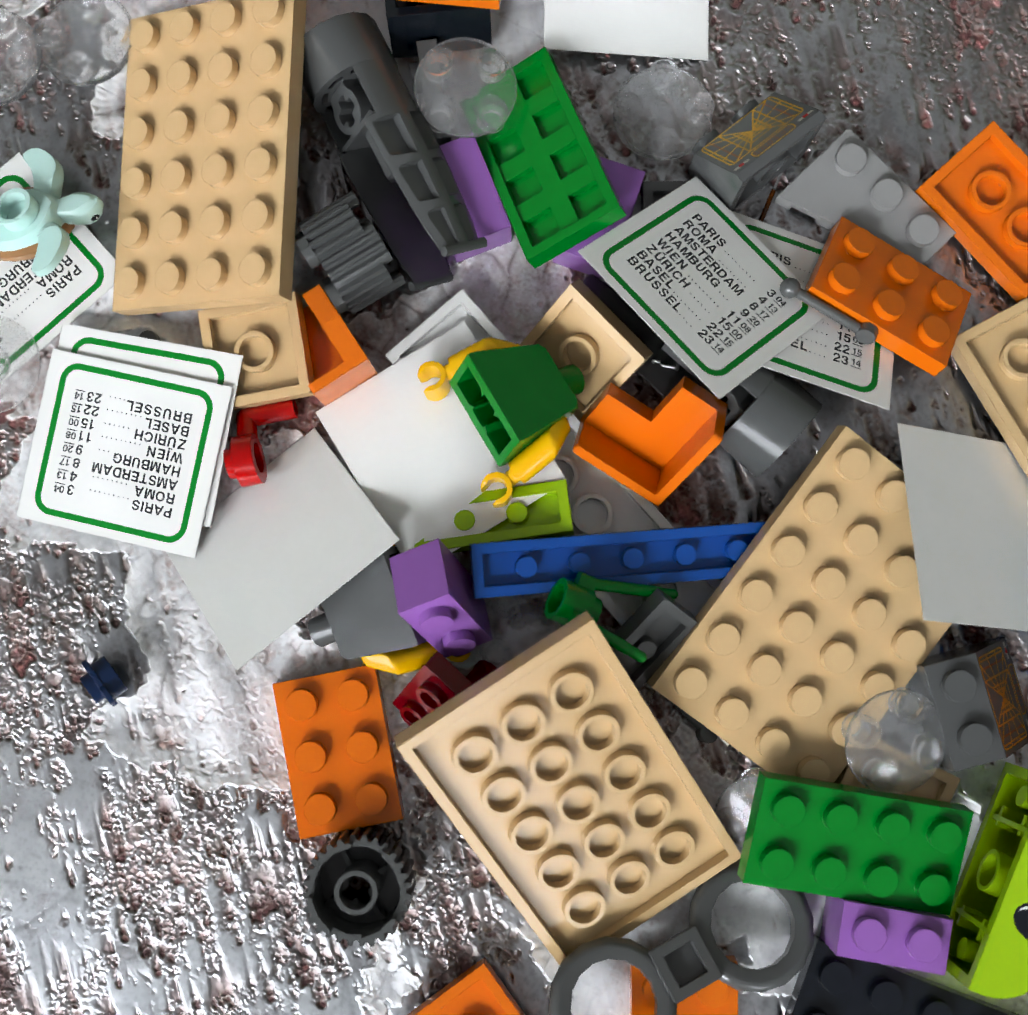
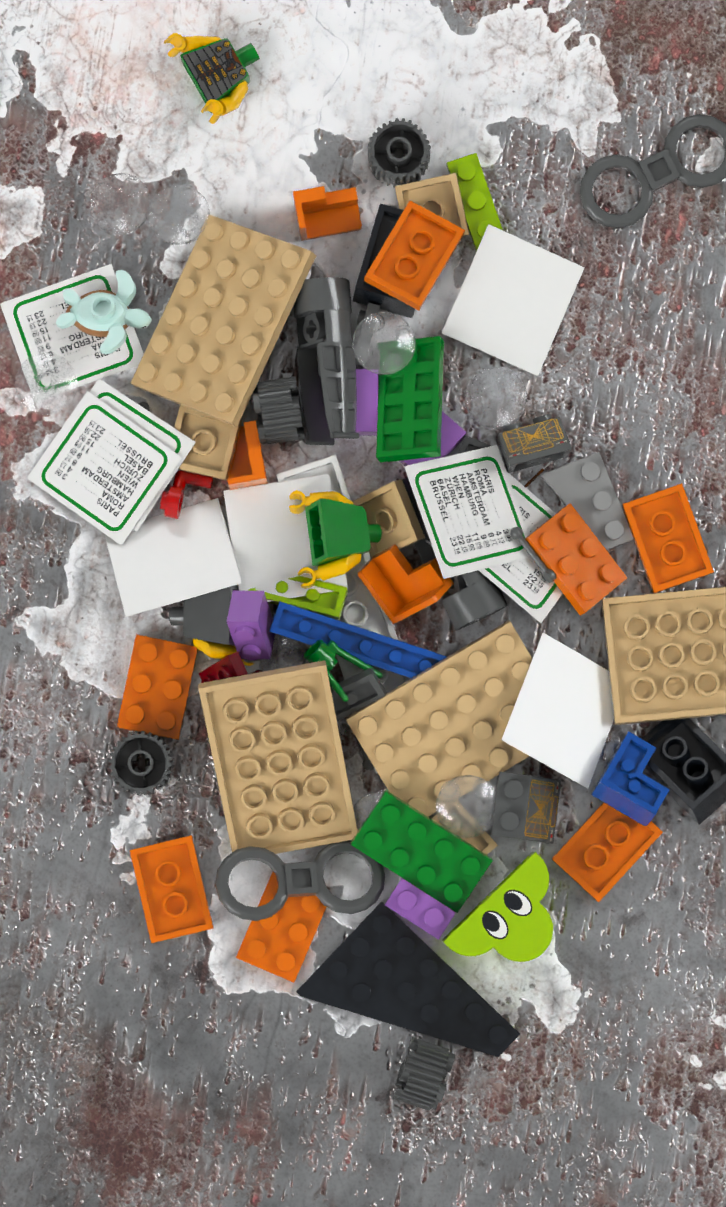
camera: 20 degrees right, 0 degrees up
(102, 681) = (42, 593): dark blue plate -> none

